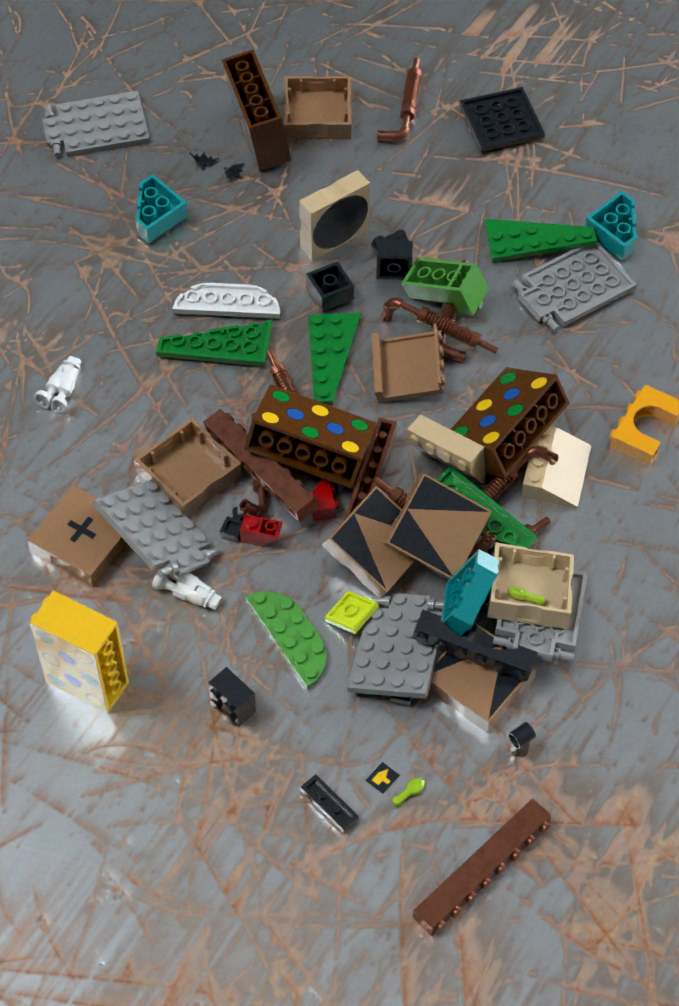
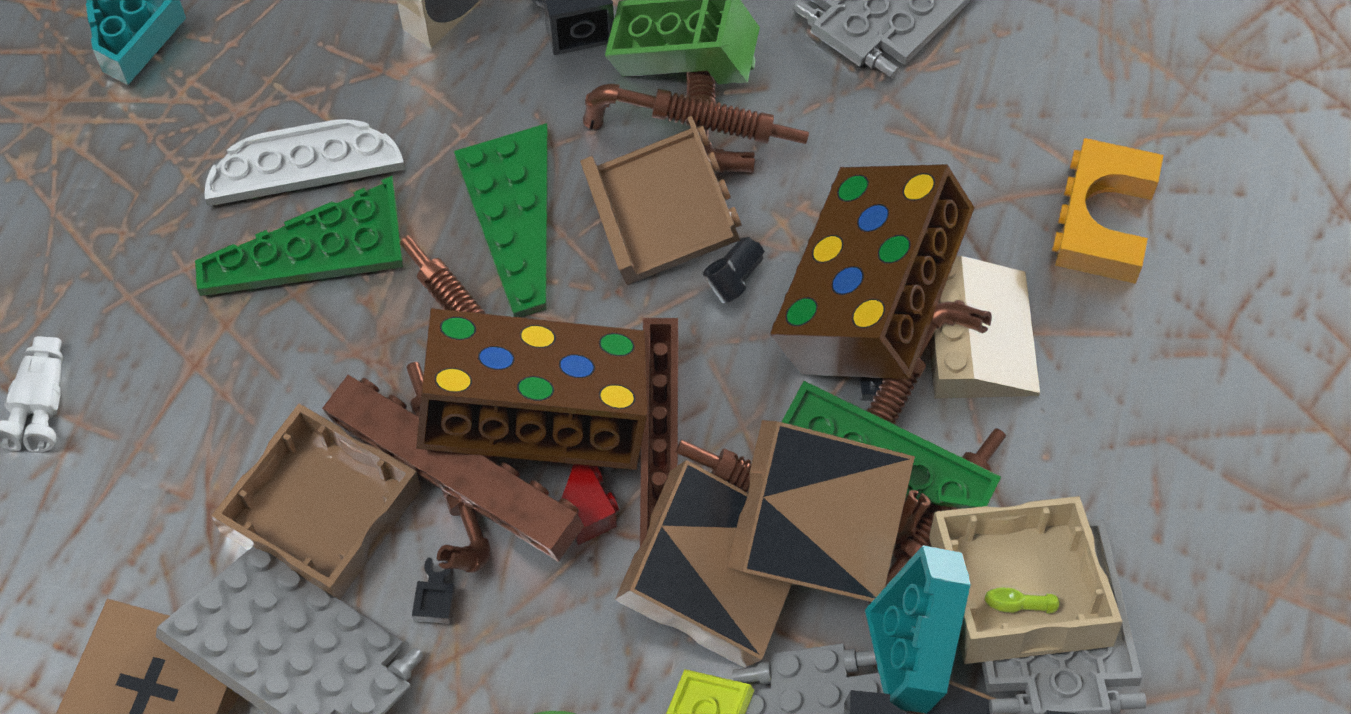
camera: 15 degrees left, 5 degrees up
(259, 530) = (488, 594): red slope -> none
(330, 286) = (478, 89): black brick -> none
(434, 407) = (728, 274): none -> black piece
(448, 447) = (790, 346): tan slope -> none

